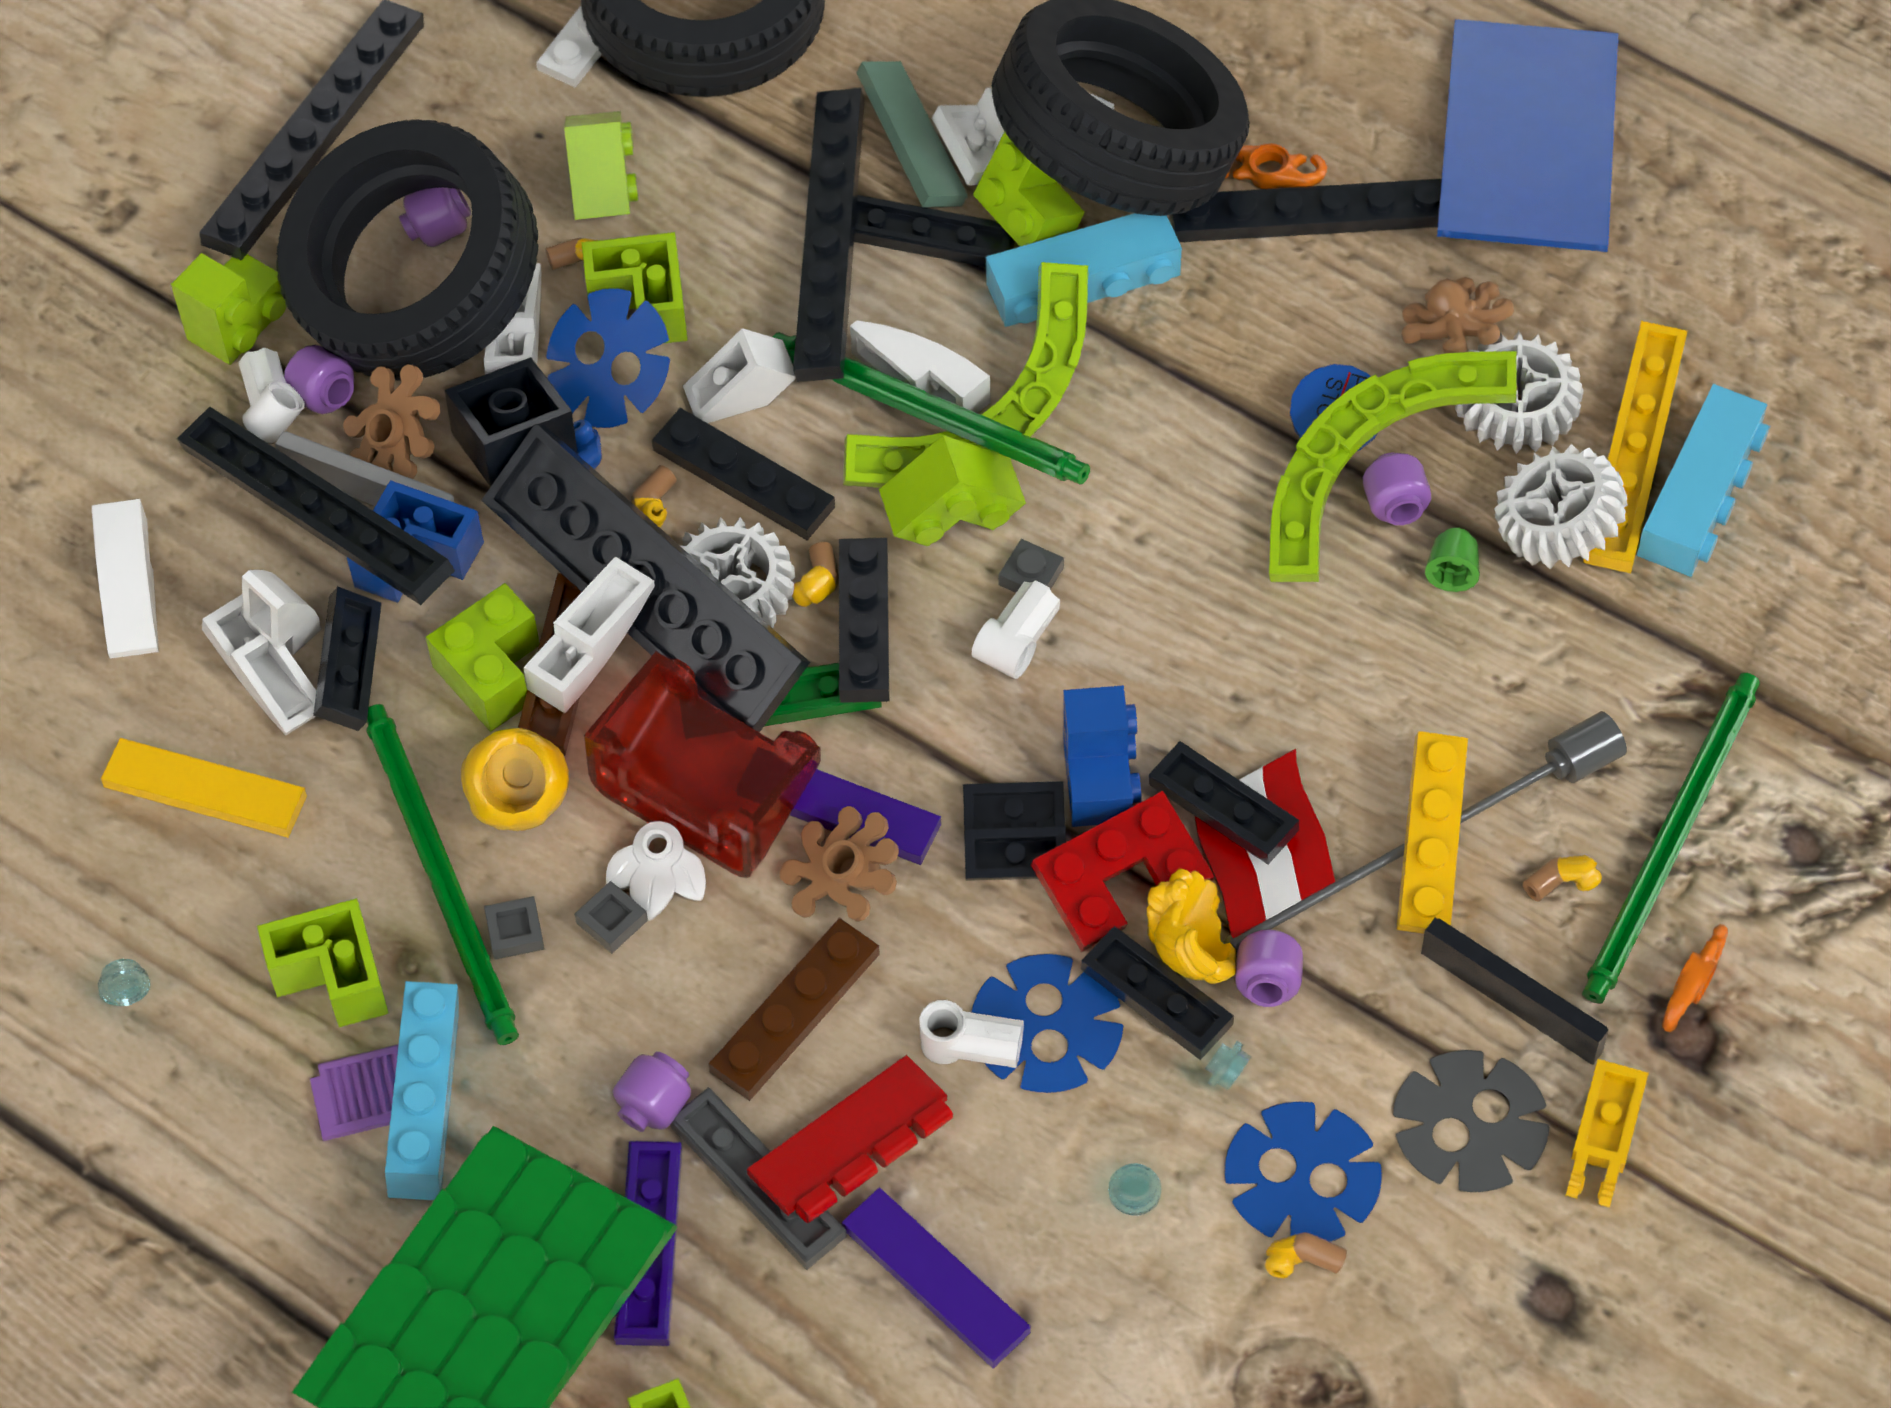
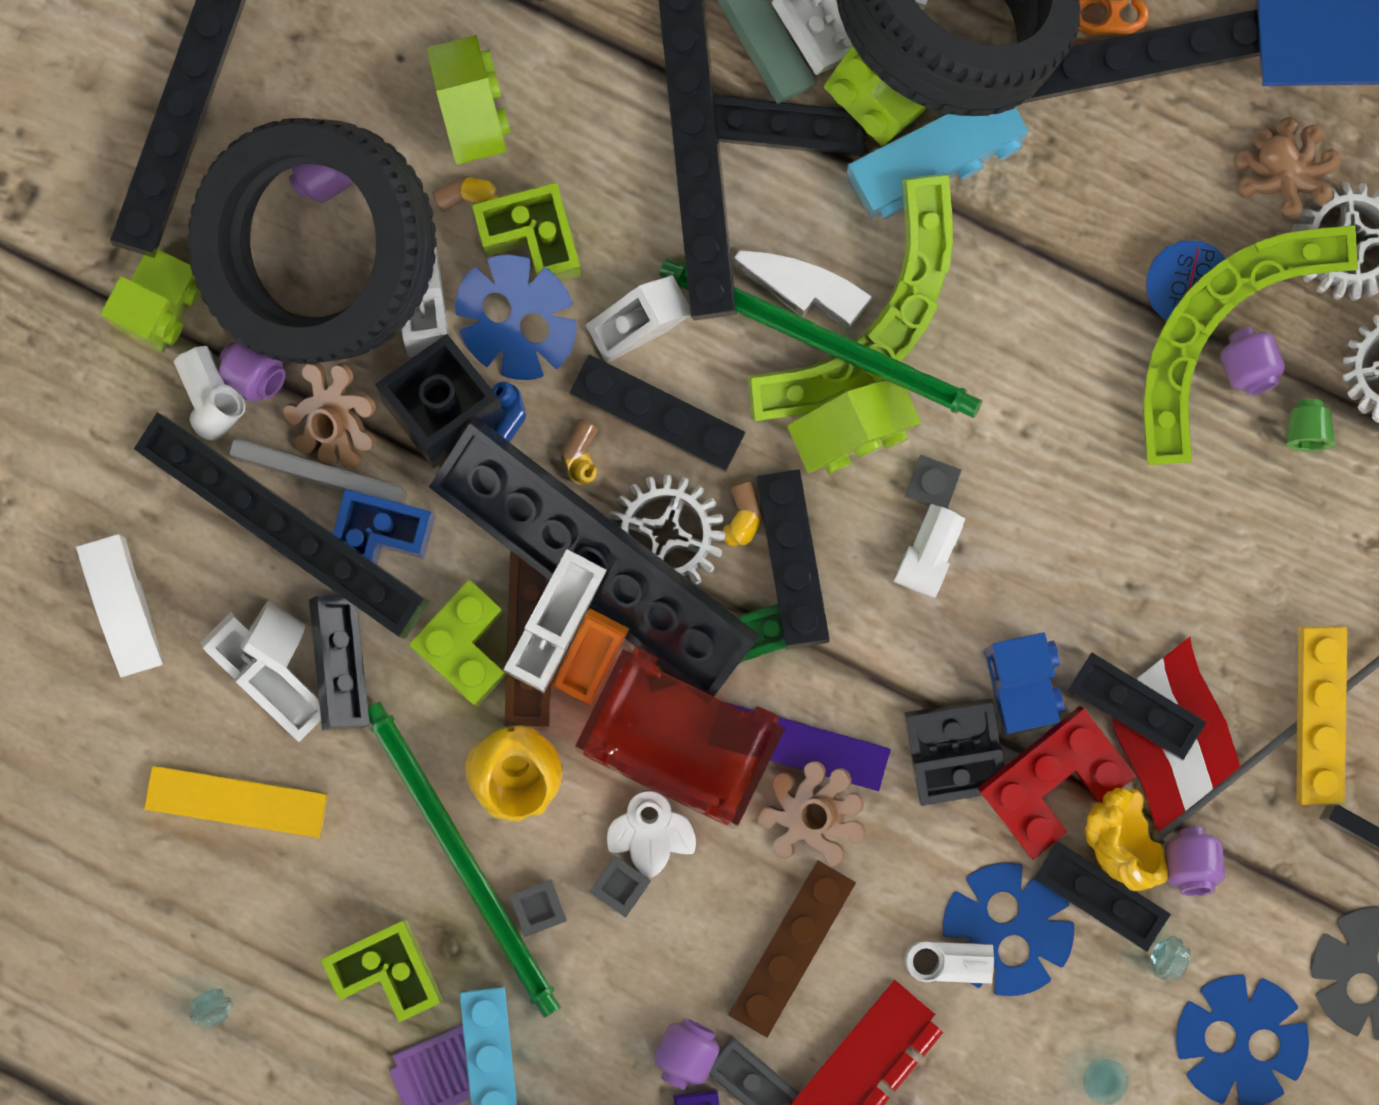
camera: 10 degrees left, 25 degrees up
(620, 667) = (590, 656): none -> orange tile

